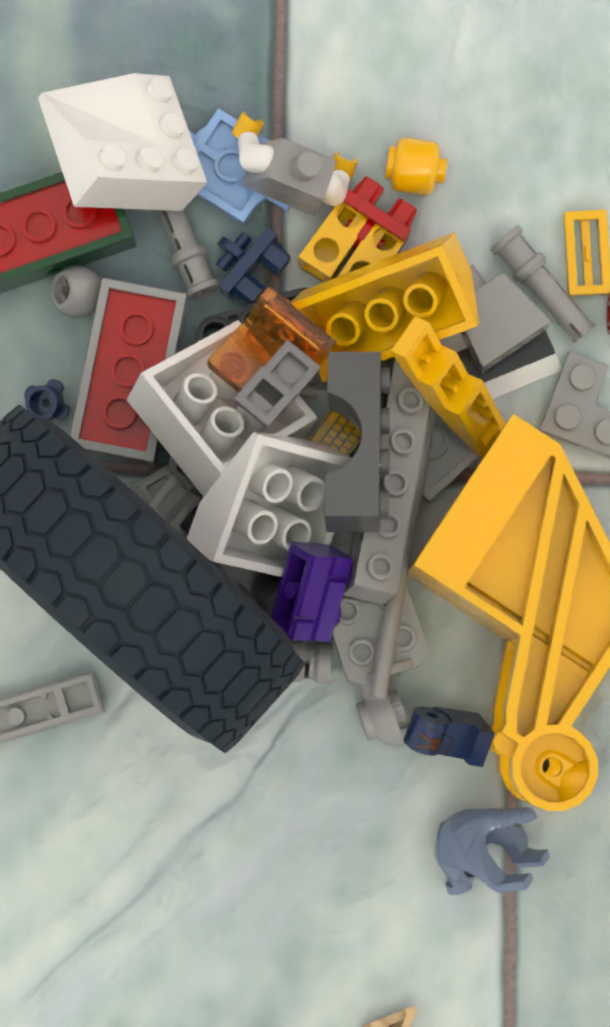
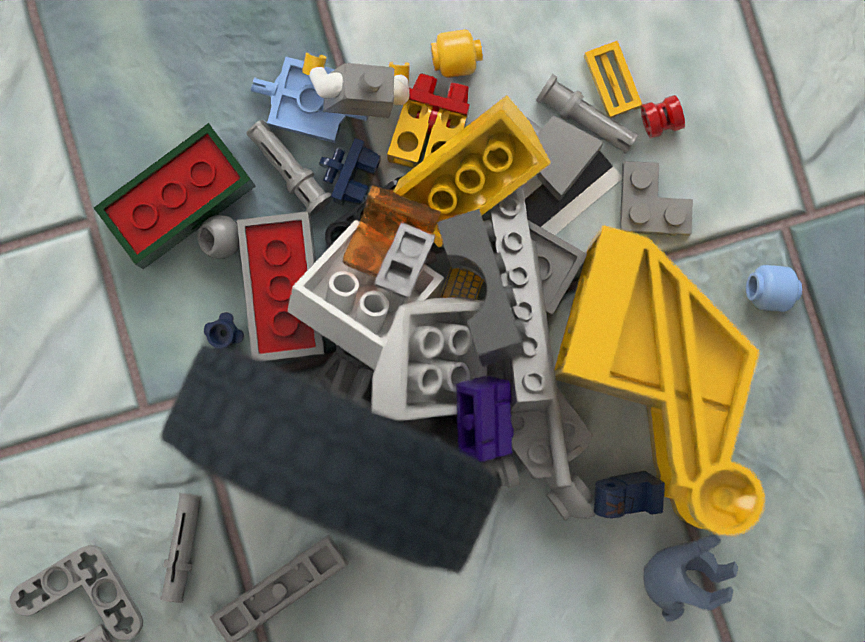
camera: 15 degrees left, 0 degrees up
(124, 143) = (220, 107): white slope -> none
(447, 386) = (539, 220): yellow slope -> none

